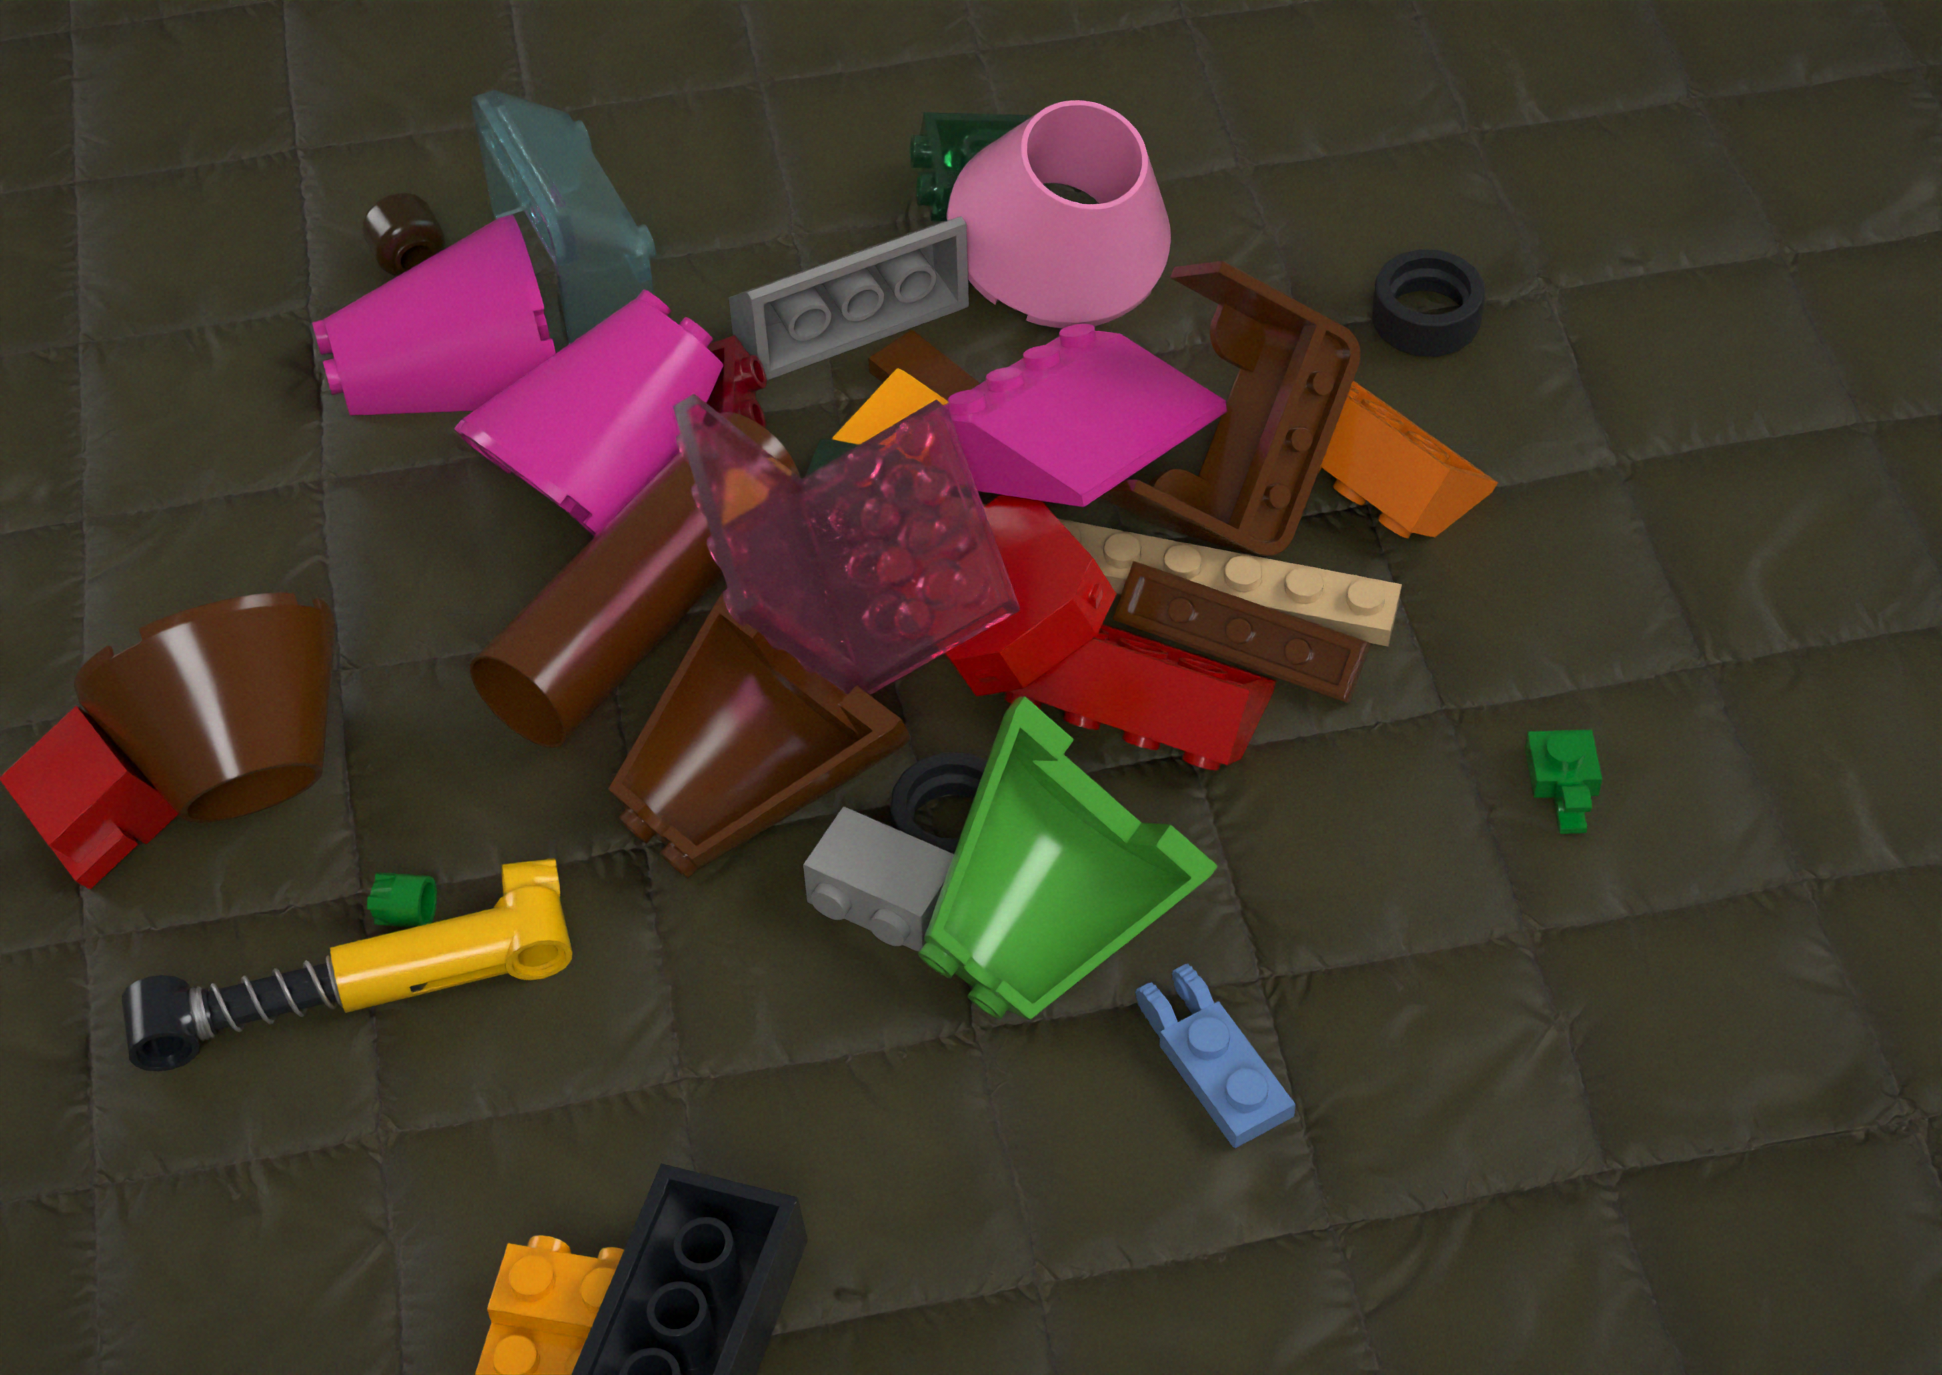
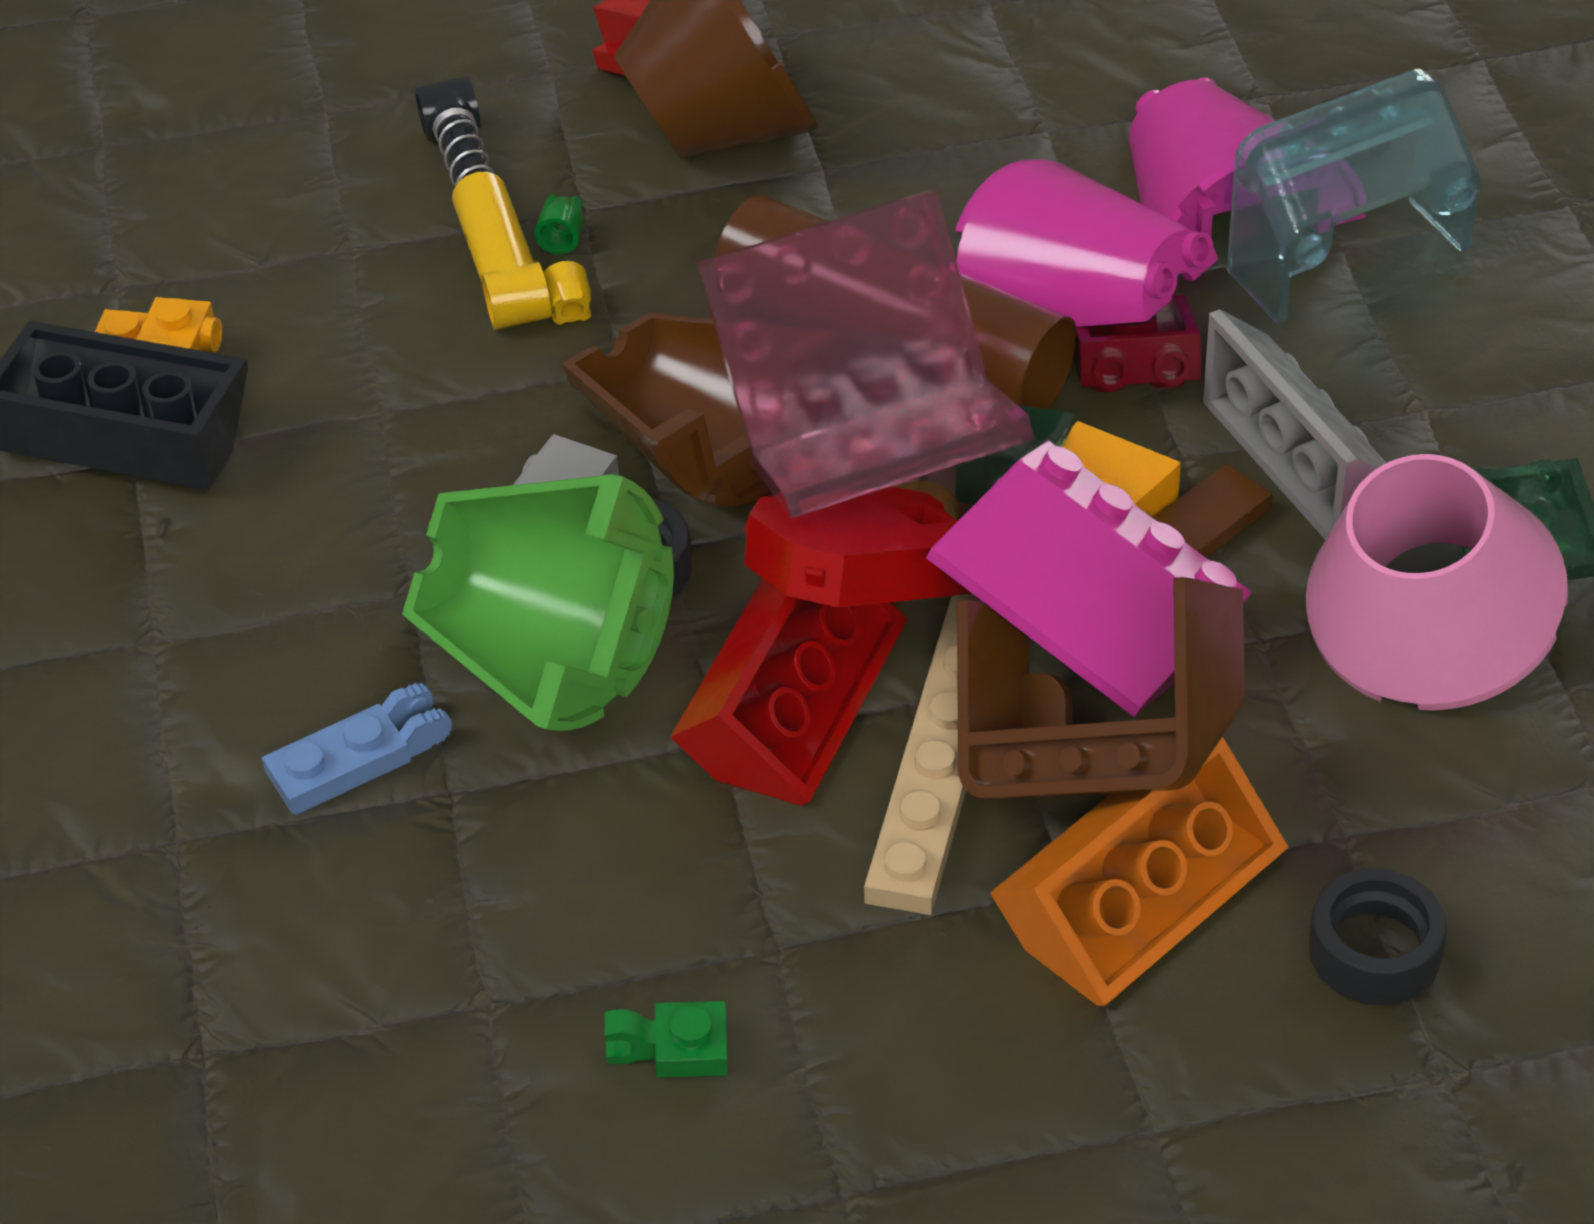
camera: 90 degrees right, 5 degrees down
(1242, 631) = (856, 762): reddish brown tile -> none

